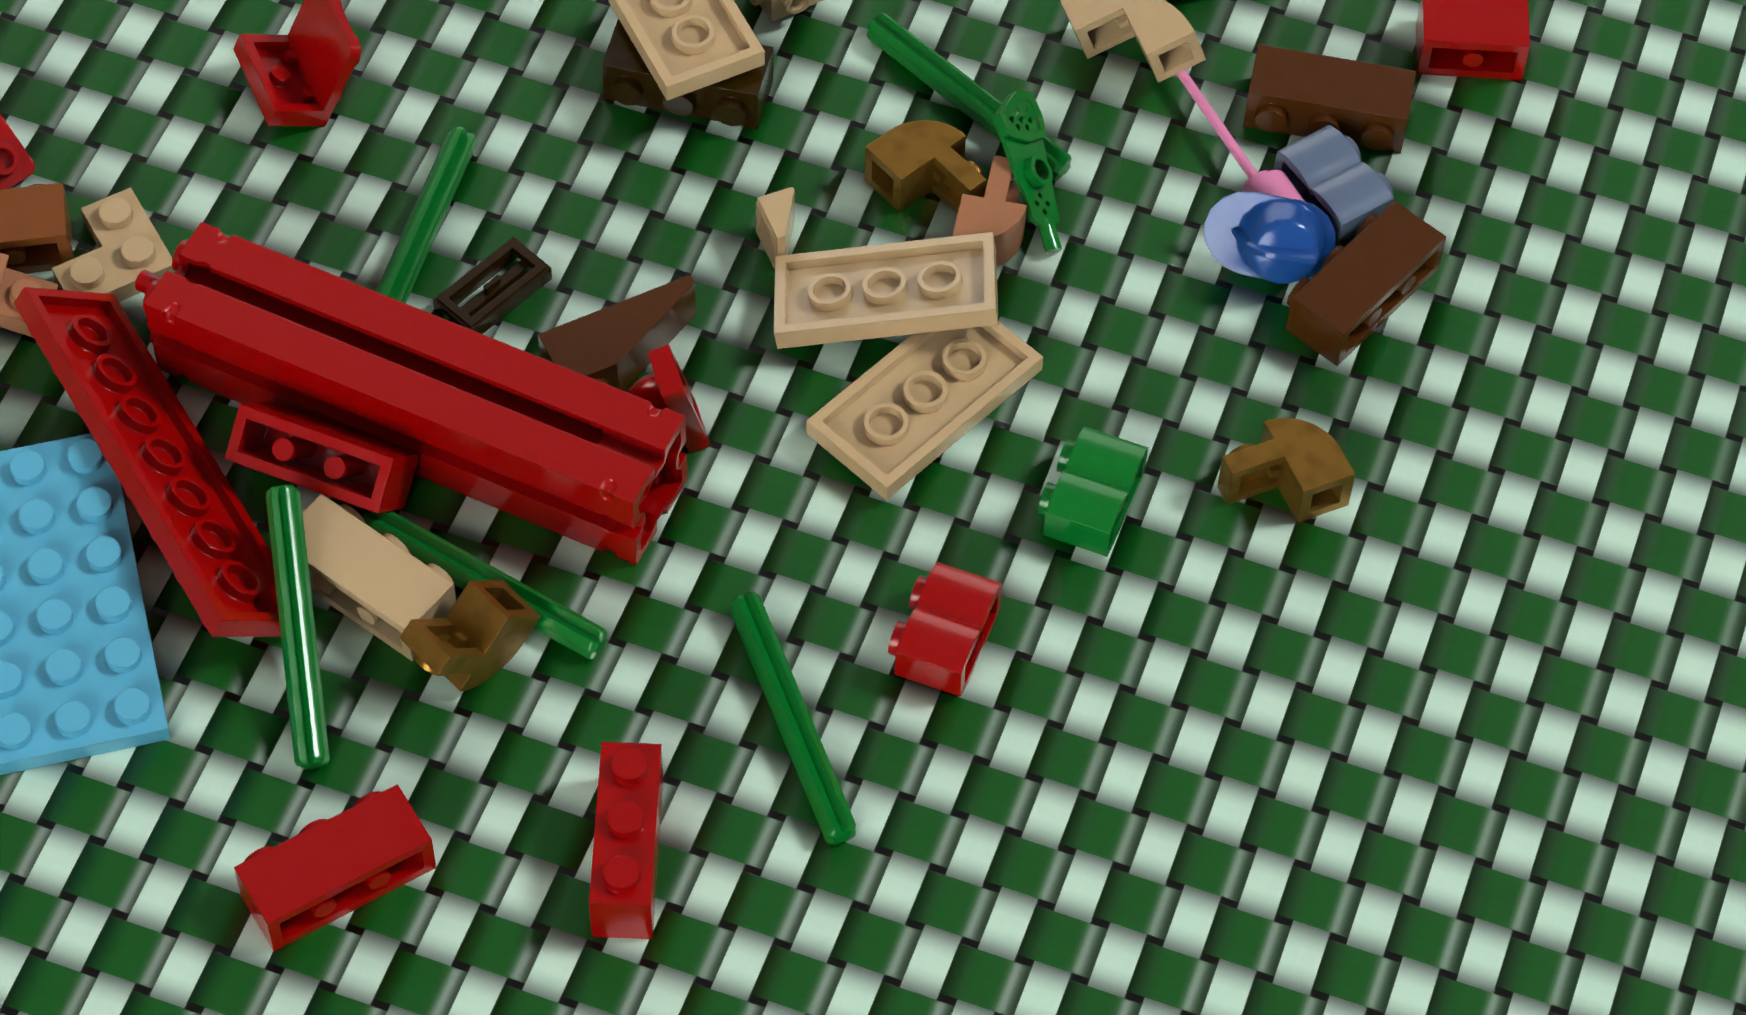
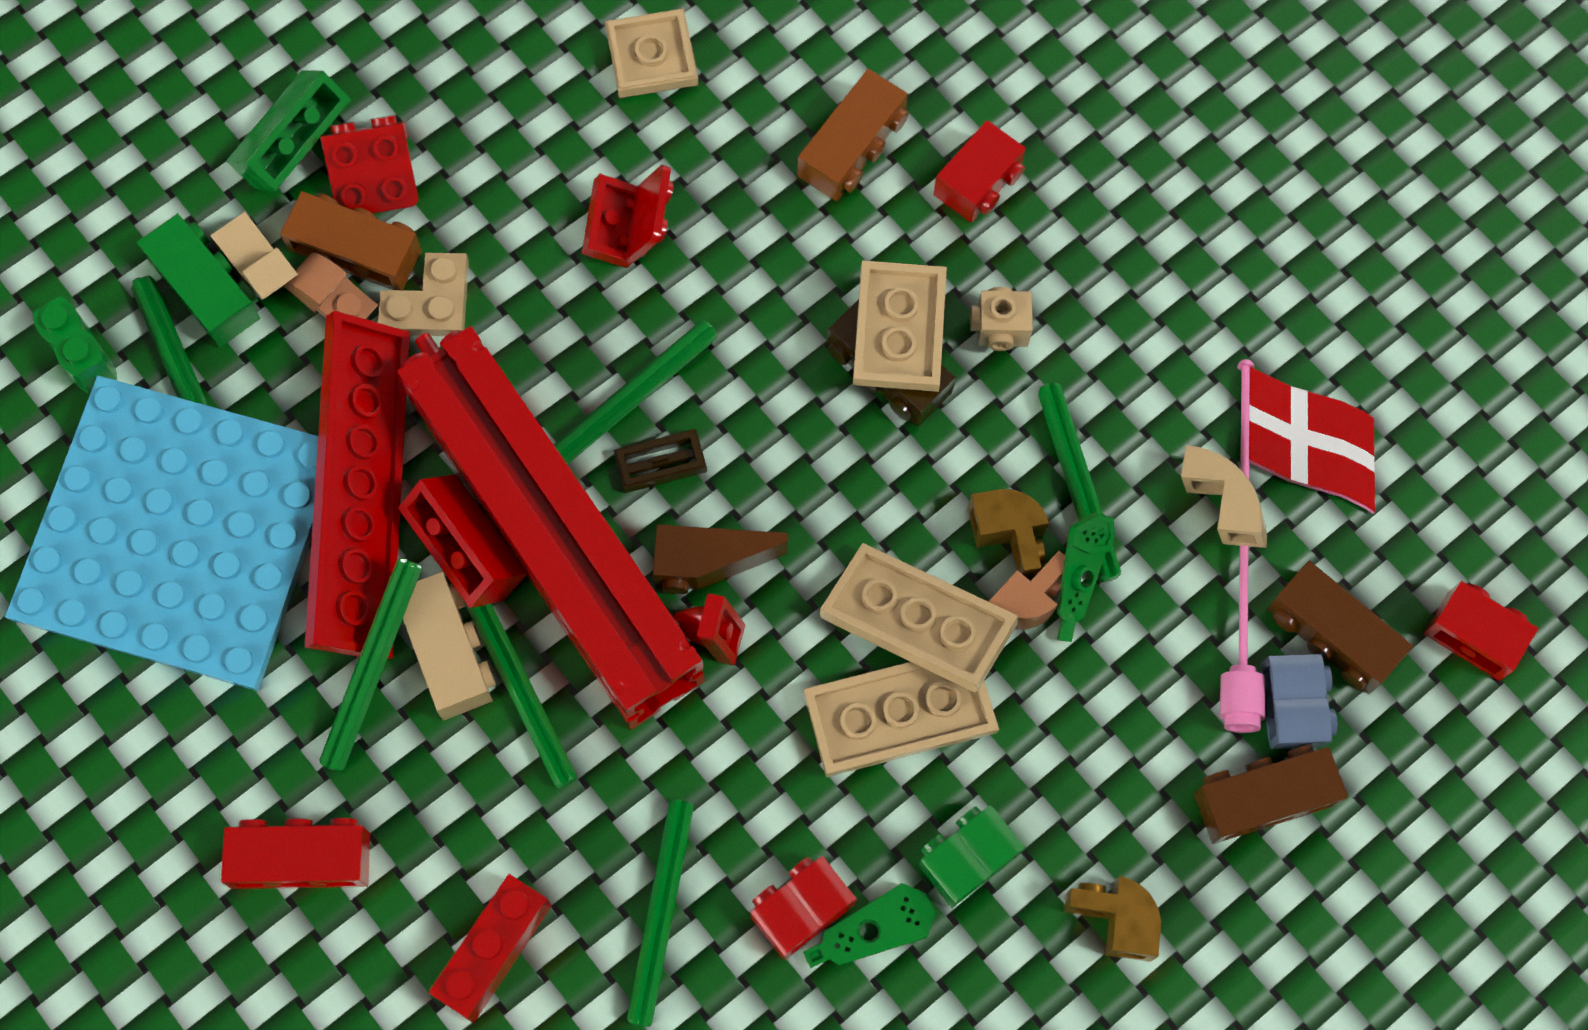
camera: 30 degrees right, 15 degrees up
(476, 635) = (479, 735): pearl gold brick -> none
(775, 221) = (879, 517): tan slope -> none
(1041, 598) = (889, 921): none -> green piece
(1269, 236) = (1220, 724): blue piece -> none

